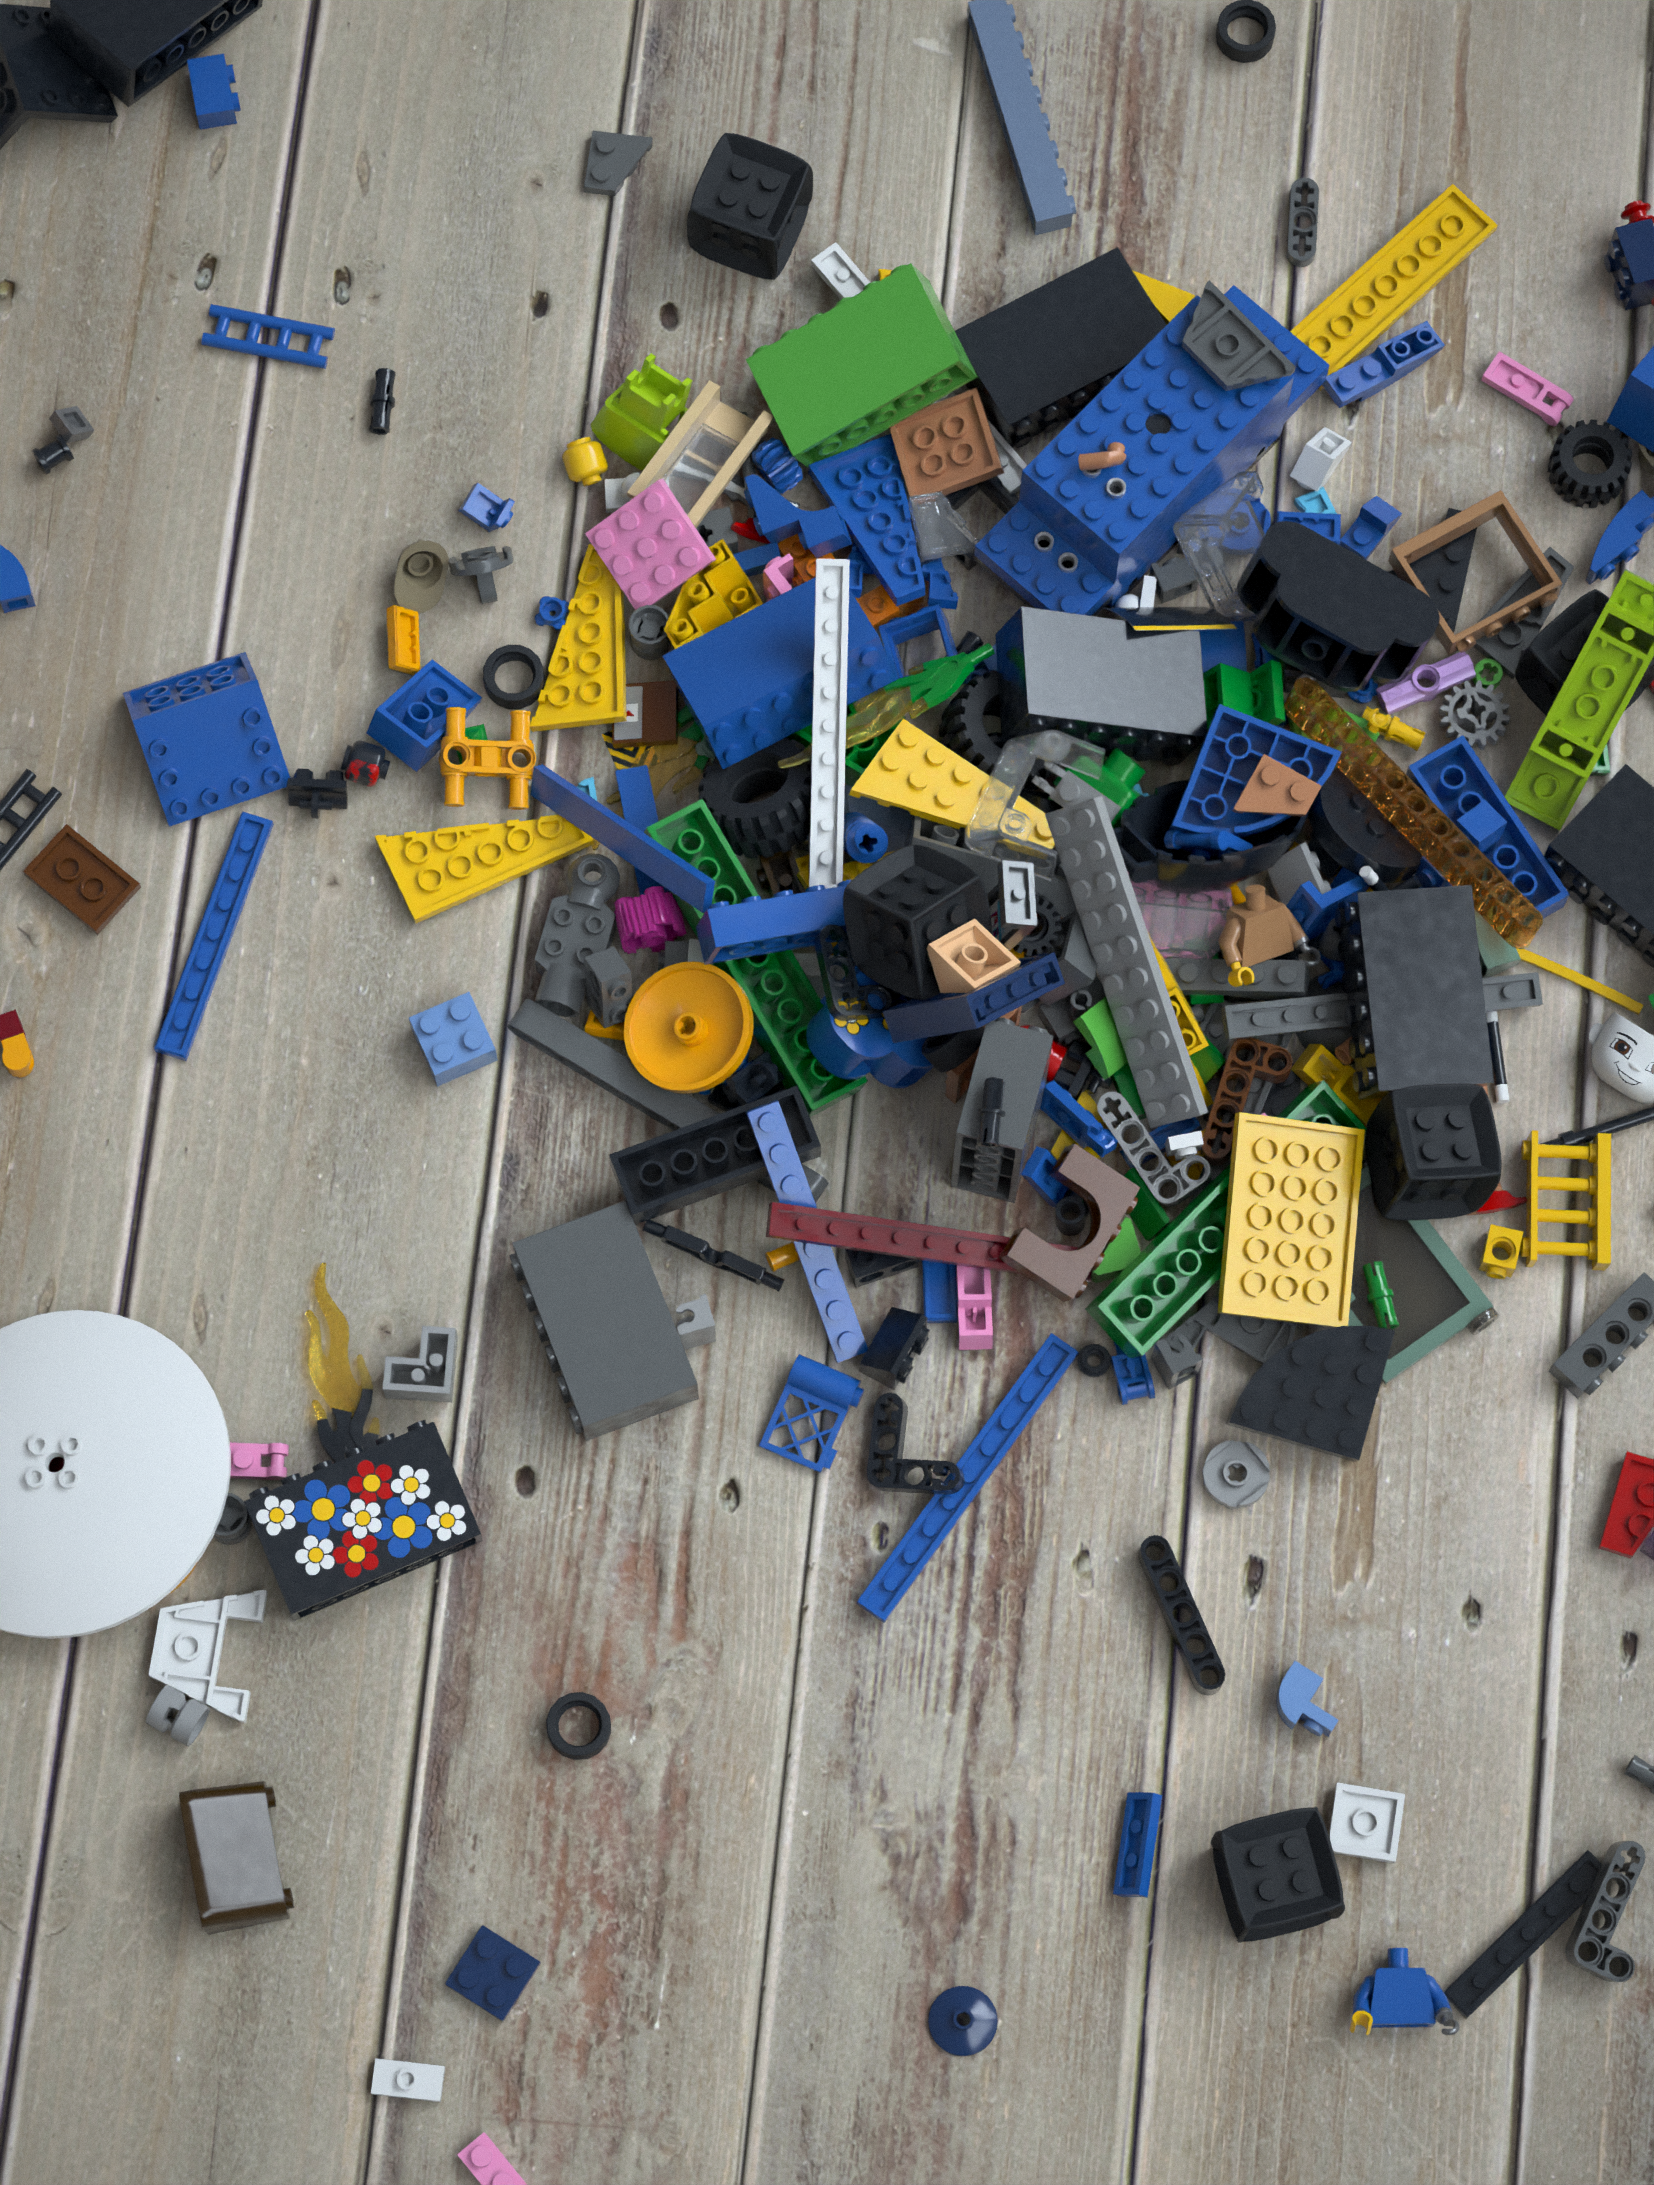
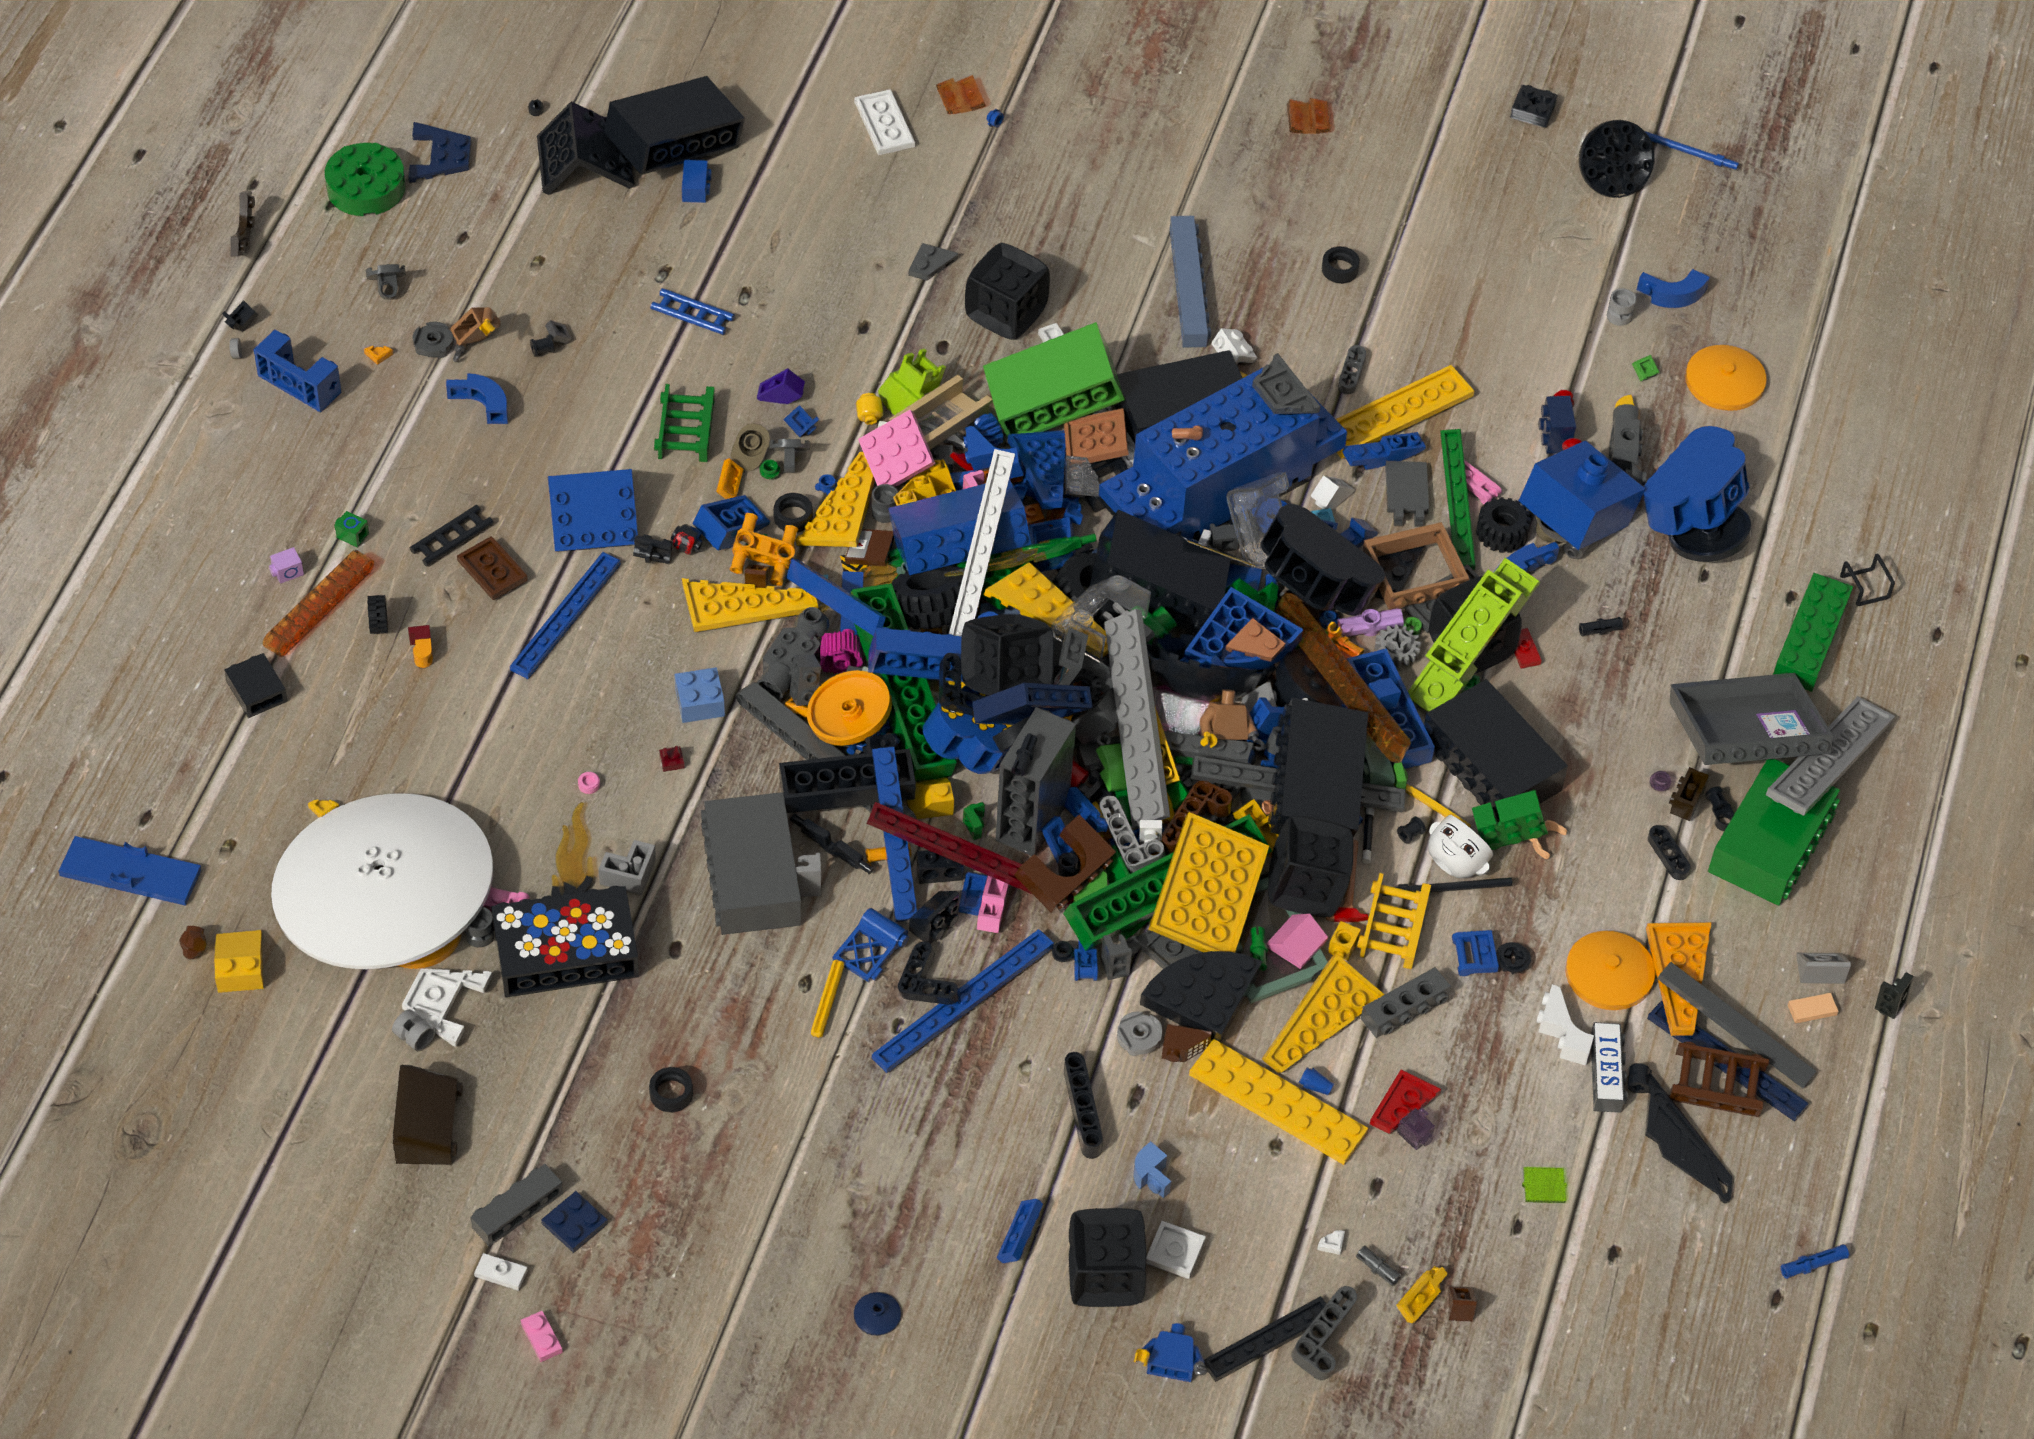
camera: 10 degrees right, 20 degrees down
(324, 1225) = (588, 782): none -> bright pink tile
(338, 560) = (702, 431): none -> green fence
(382, 401) = (753, 356): black pin -> none
(403, 1969) = (516, 1204): none -> dark grey brick
(438, 1156) = (671, 758): none -> dark red tile
(441, 453) = (781, 388): none -> dark purple slope
(458, 596) = (769, 469): none -> green plate
(486, 801) = (757, 575): none -> reddish brown slope
(768, 1518) = (827, 998): none -> yellow axle
(843, 1137) = (932, 799): none -> yellow slope
(913, 1170) = (973, 819): none -> green bracket
(969, 958) = (1032, 671): light nougat slope -> none
(1114, 222) = (1234, 341): none -> white bracket
(1302, 1478) = (1184, 1043): none -> reddish brown slope
(1431, 428) = (1407, 490): none -> dark grey tile
(1433, 1269) = (1298, 939): none -> bright pink slope
(1460, 1540) = (1278, 1101): none -> yellow plate
(1498, 1378) = (1325, 1009): none -> yellow wing
(1507, 1497) = (1315, 1081): none -> blue cone
(1511, 428) = (1457, 495): none -> green tile
(1529, 957) = (1401, 775): none -> bright green tile
(1559, 1035) = (1411, 830): none -> black bush
(1585, 1756) = (1332, 1242): none -> white tile

